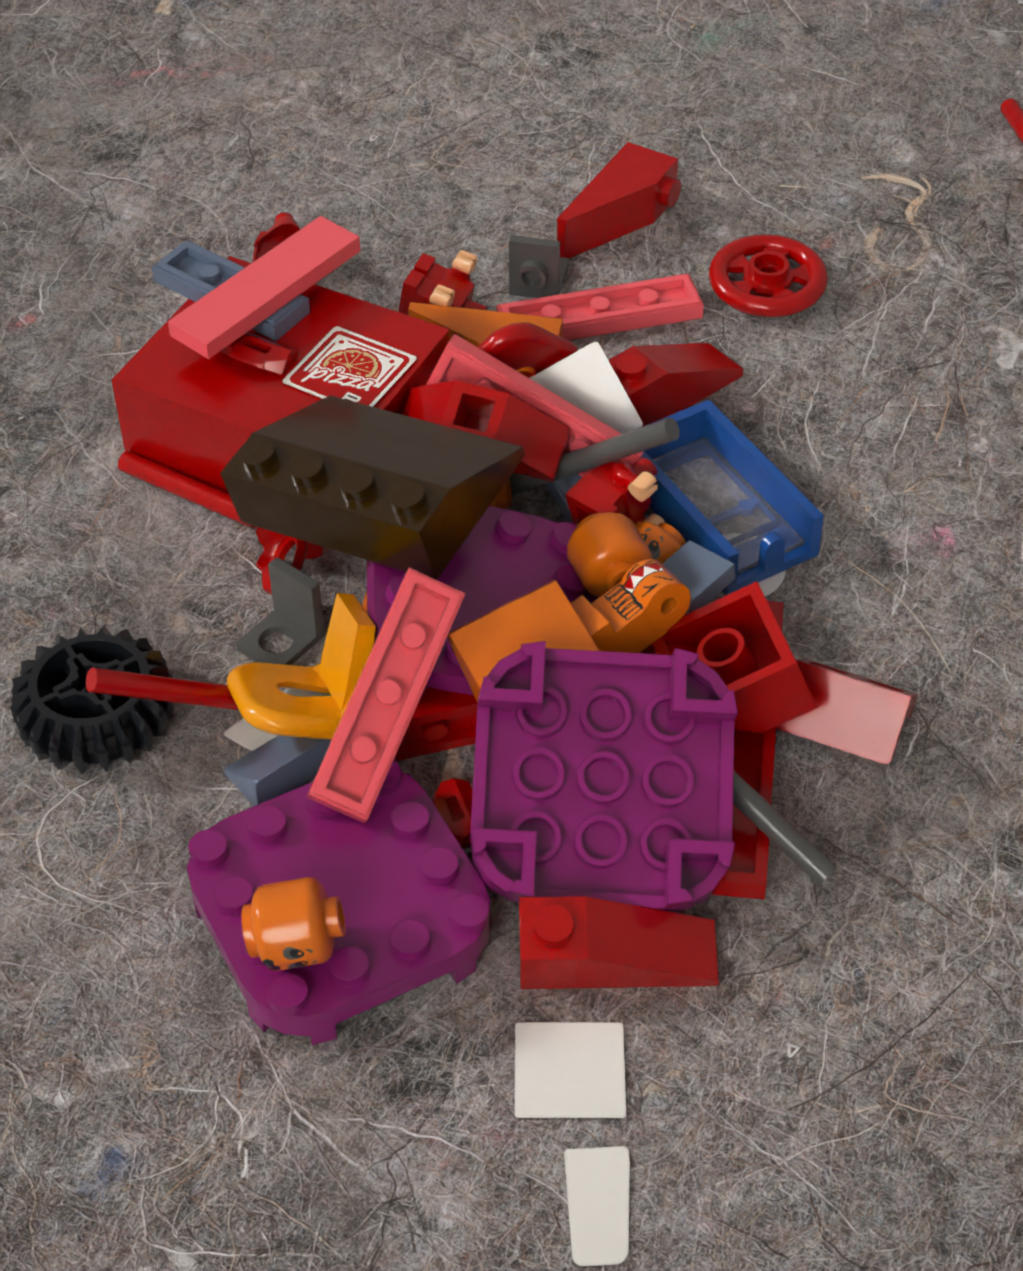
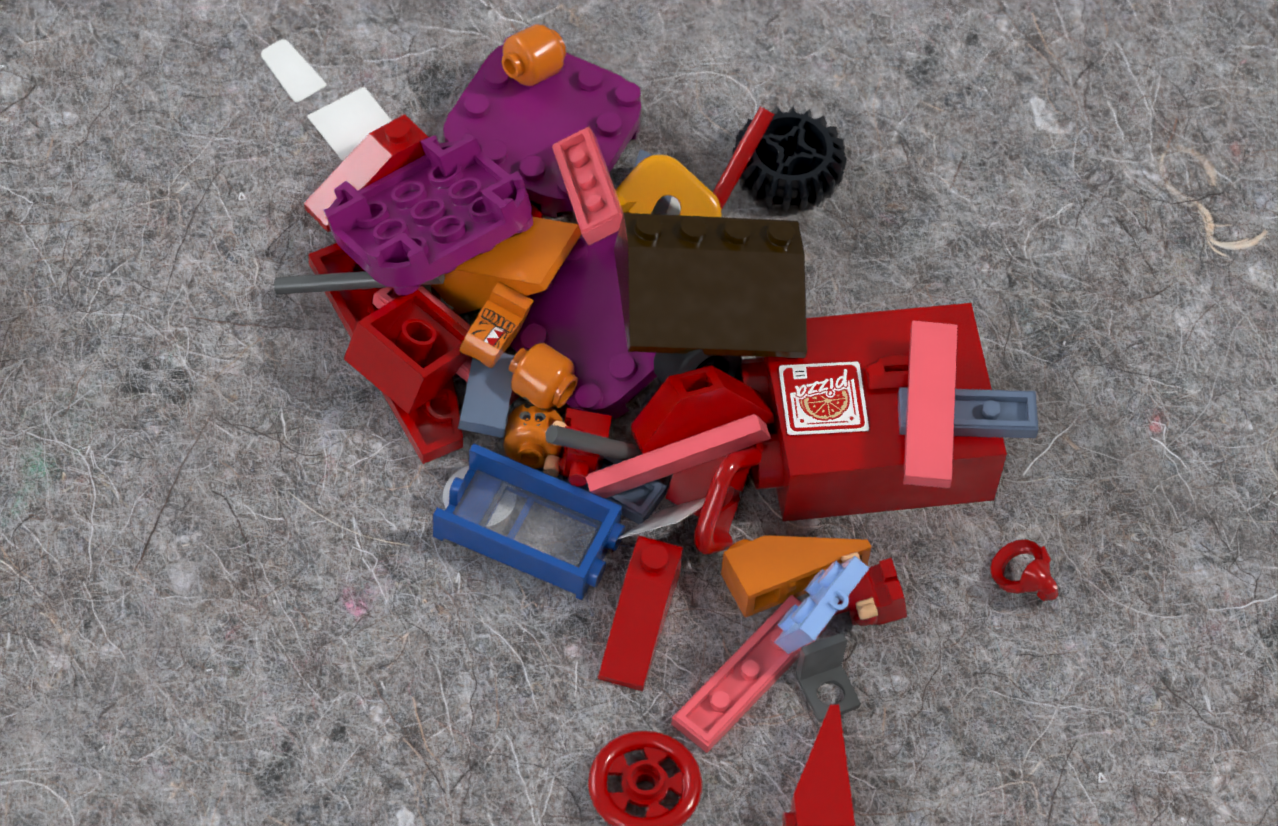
camera: 140 degrees right, 10 degrees up
(513, 253) = (808, 619): none -> light blue plate
(852, 712) = (336, 413): panel -> none

